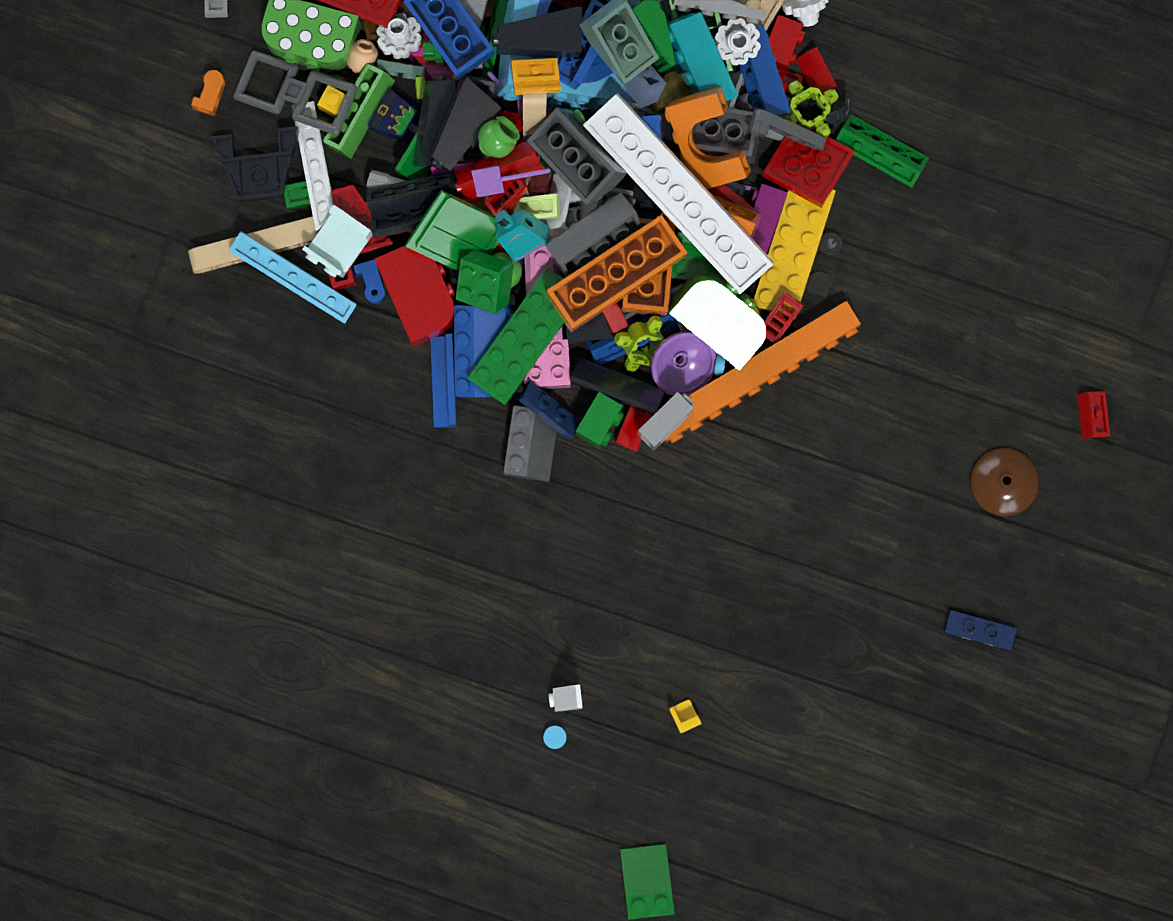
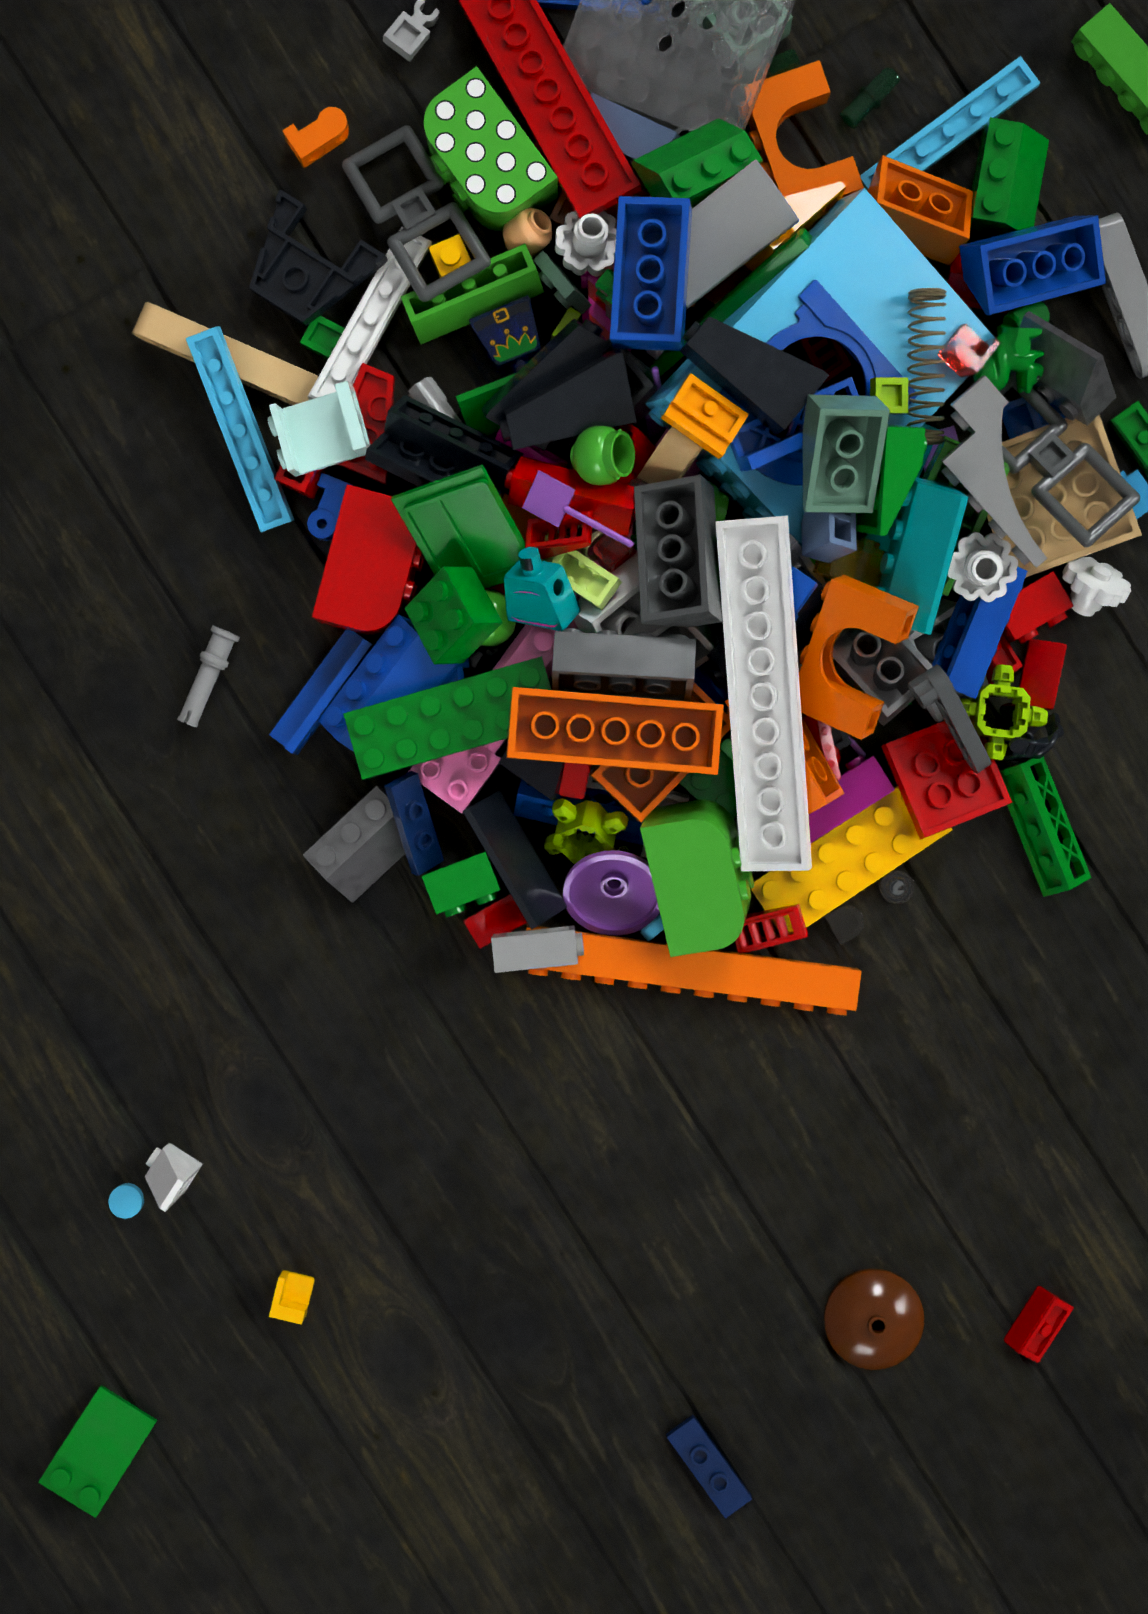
camera: 25 degrees right, 5 degrees up
(373, 411) = (213, 661): none -> light grey pin

